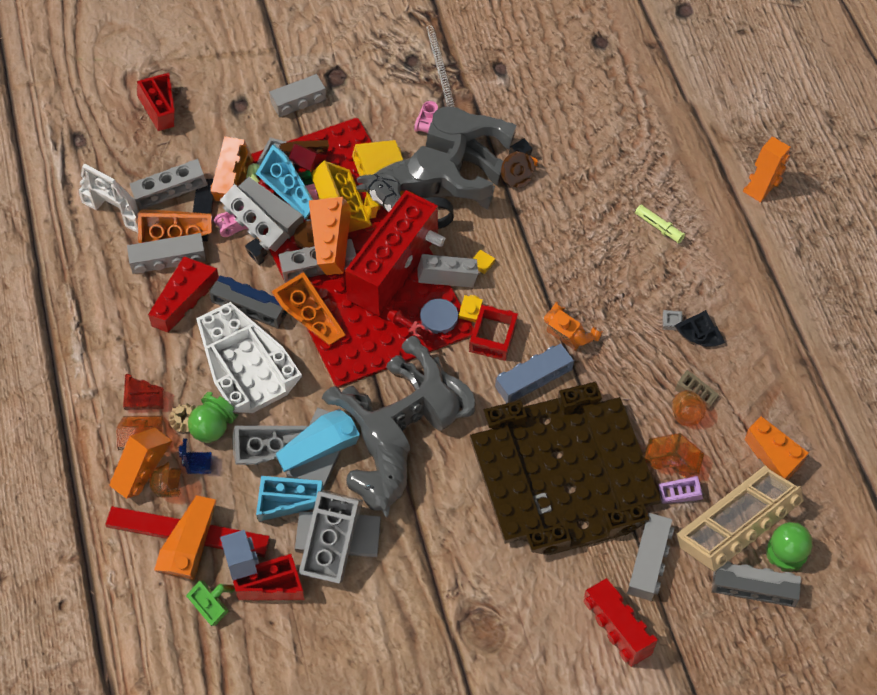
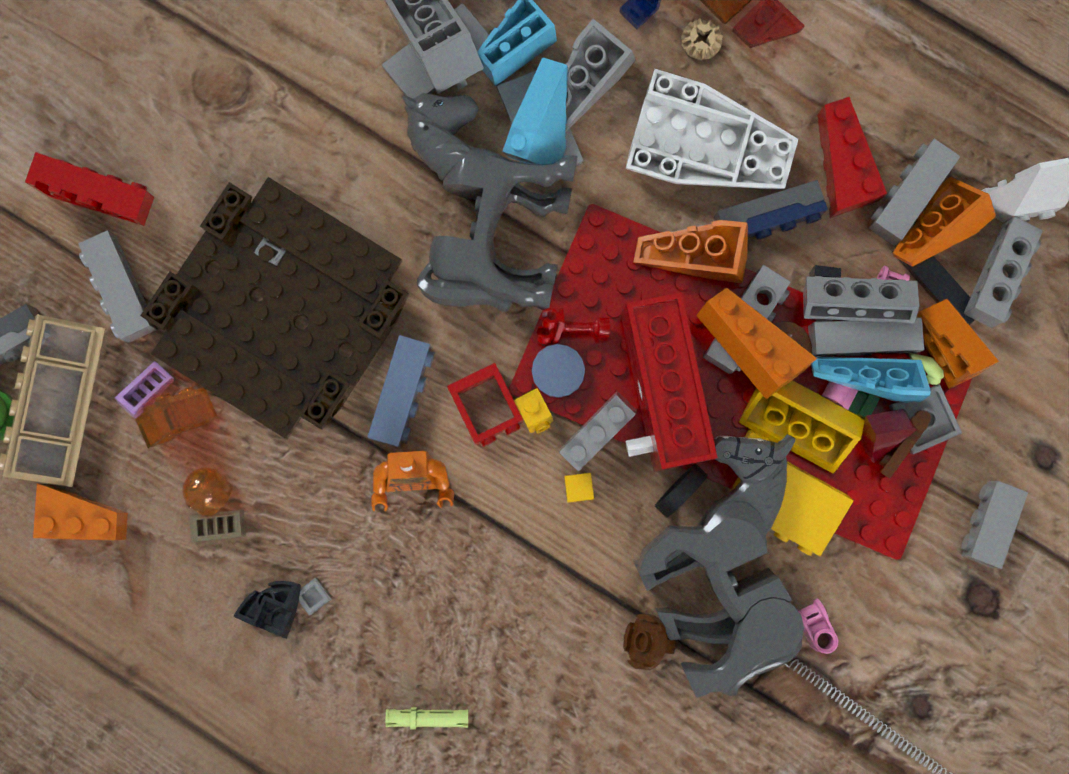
camera: 135 degrees right, 25 degrees up
(210, 420) = (668, 46): bright green tile -> none
(523, 146) = (667, 680): black piece -> none

